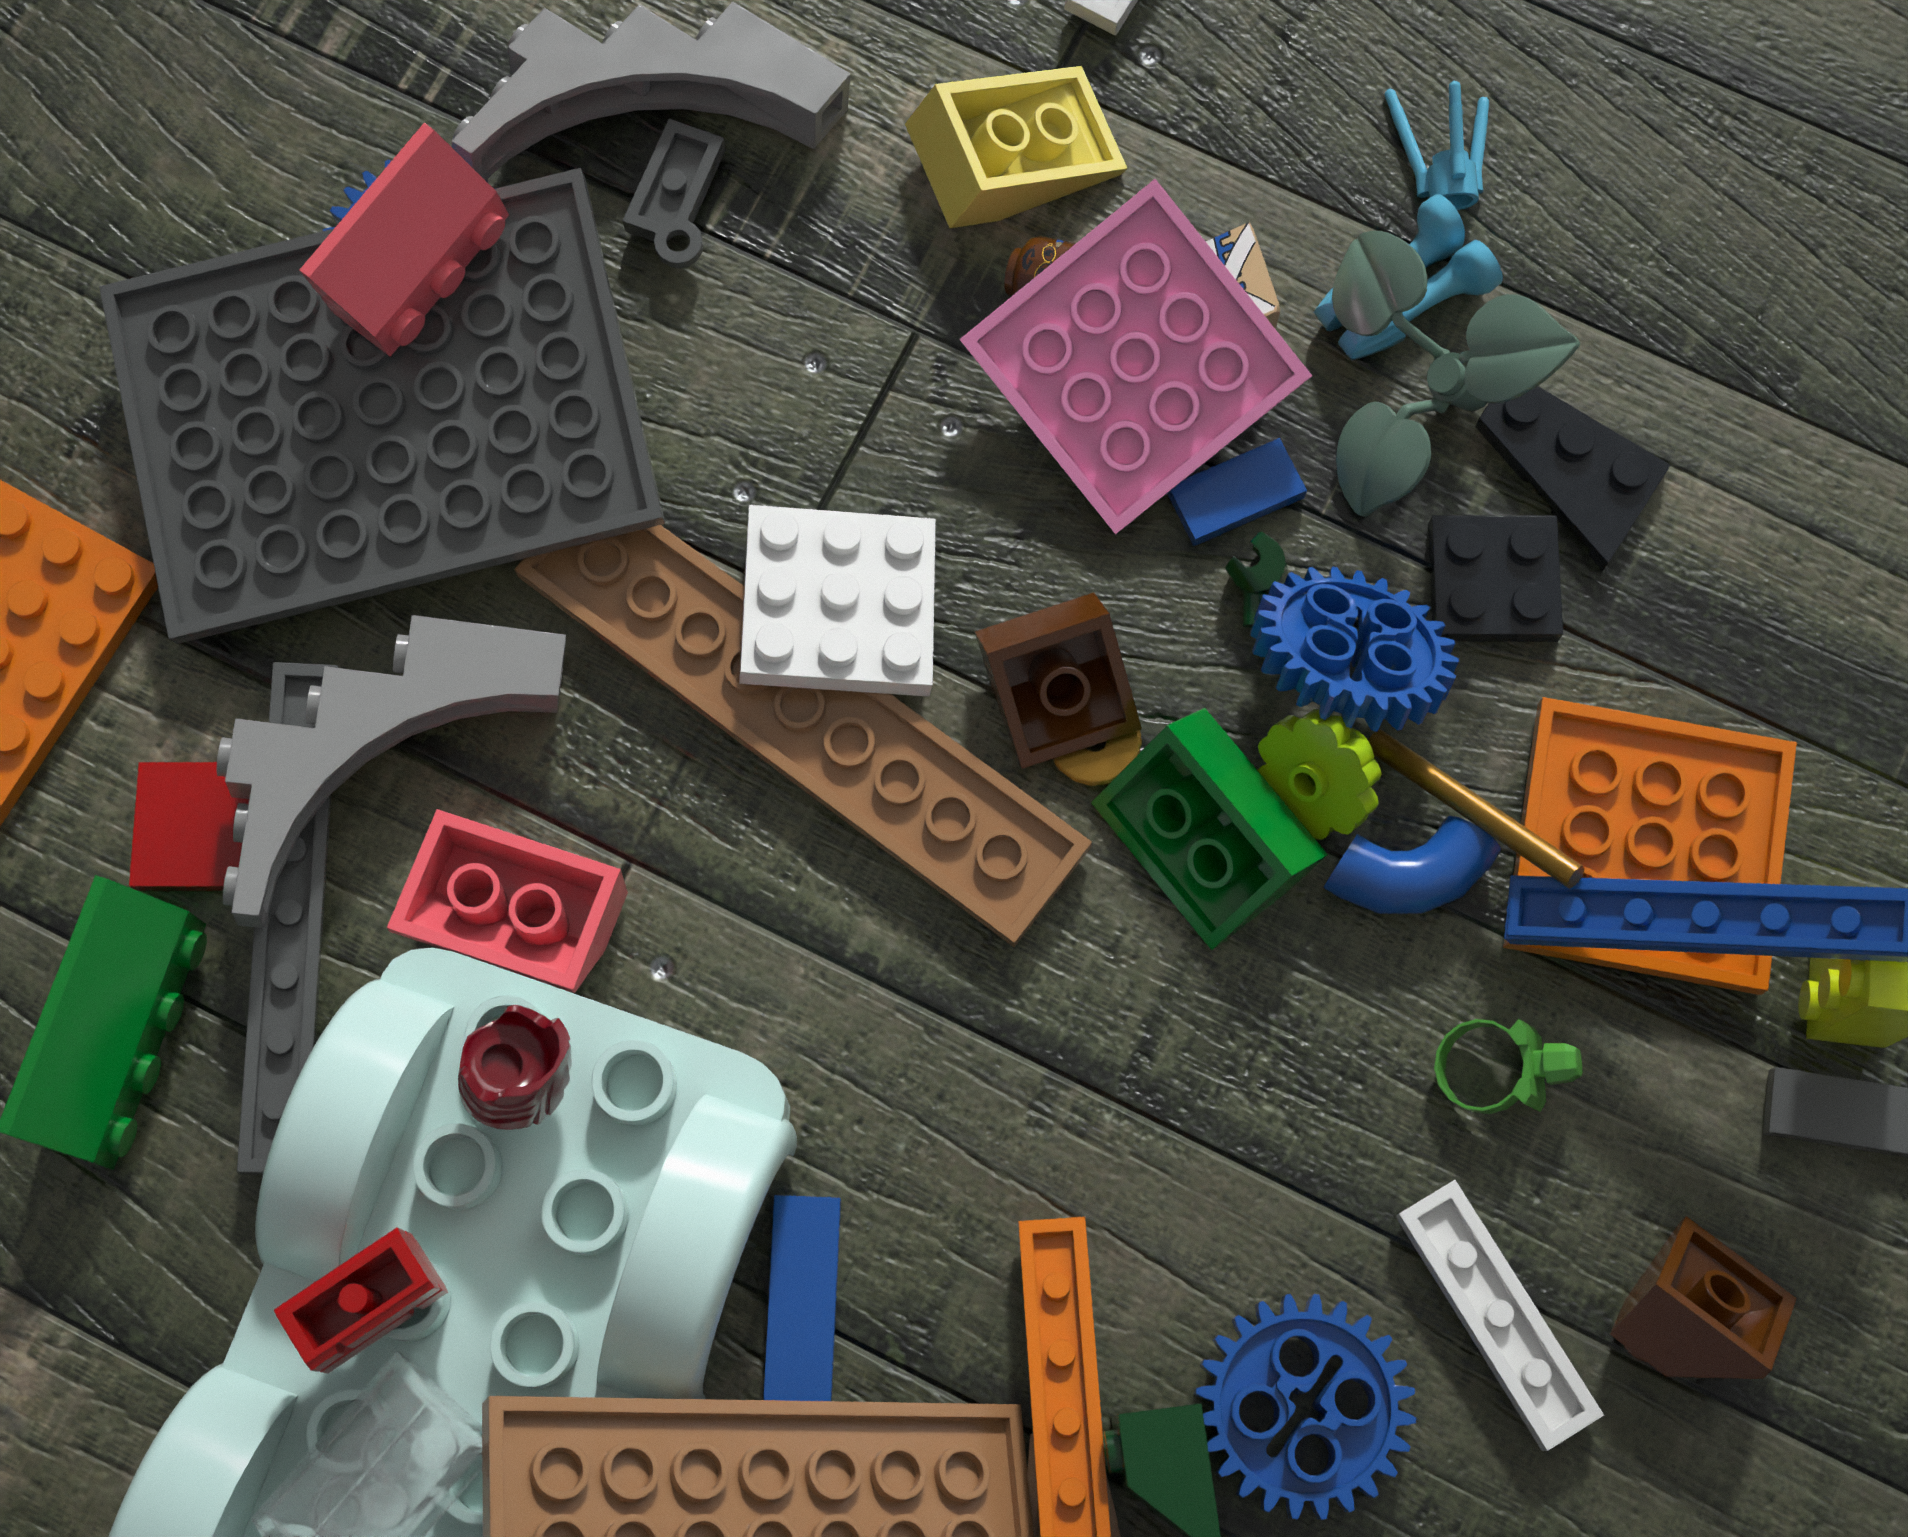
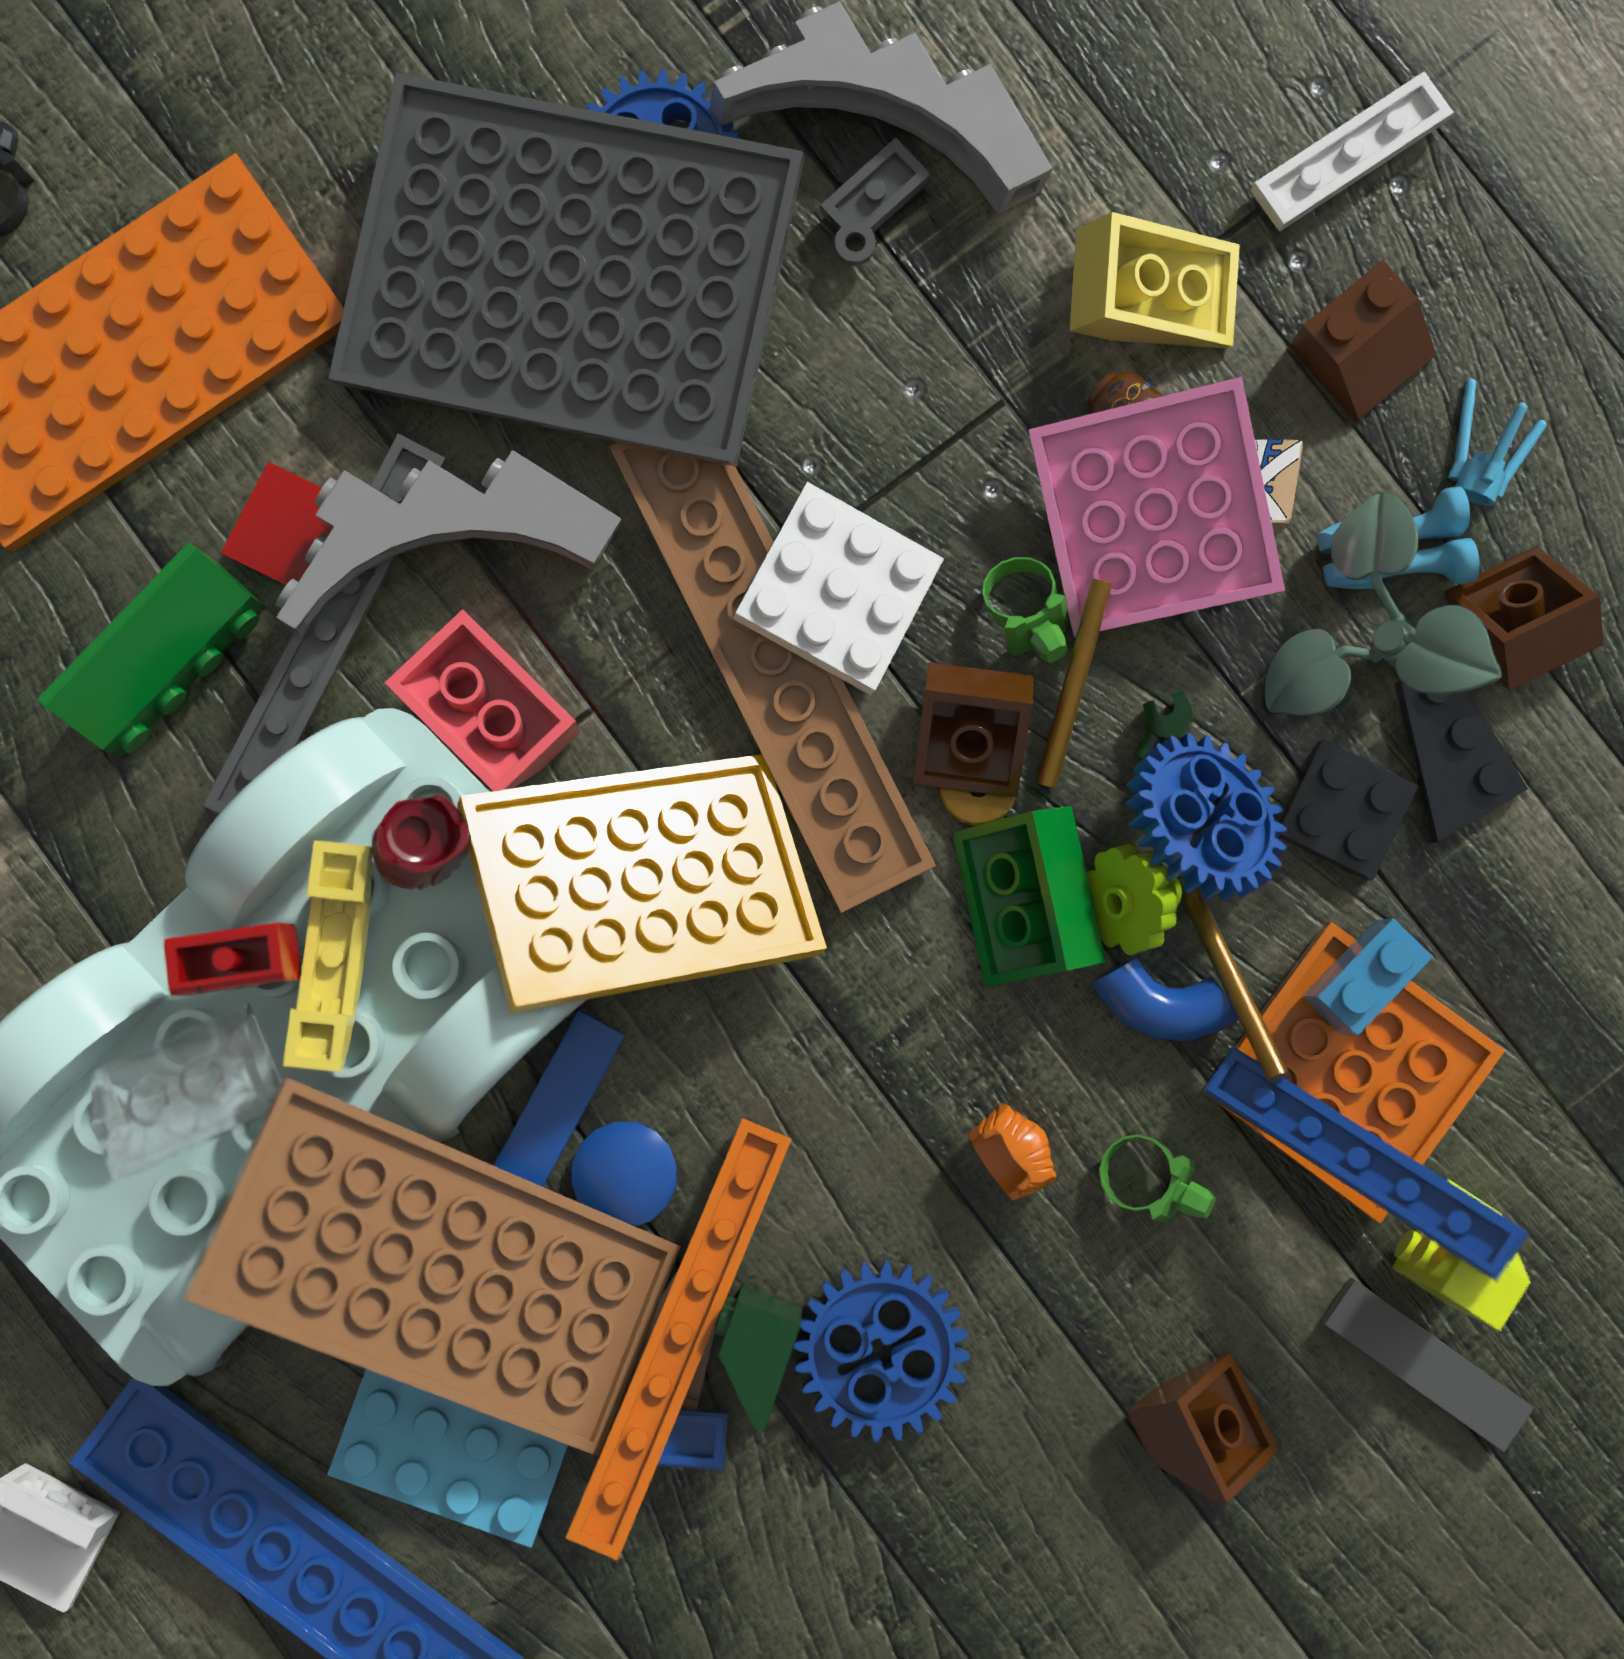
camera: 30 degrees right, 10 degrees up
(406, 242) = (637, 152): coral slope -> none
(471, 1245) = (332, 956): none -> light yellow slope
(776, 1003) = (638, 880): none -> plate
(916, 1350) = (625, 1172): none -> blue dish
(1074, 546) = (1038, 632): none -> bright green piece
(1141, 580) = (1074, 683): none -> pearl gold bar
(1237, 492) = (1184, 647): blue tile -> none
(1261, 99) = (1366, 341): none -> reddish brown slope
(1335, 1110) = (1013, 1152): none -> orange hair
(1499, 1316) = (1055, 1356): white plate -> none
(1589, 282) = (1532, 615): none -> reddish brown slope
(1611, 730) = (1367, 976): none -> dark azure brick

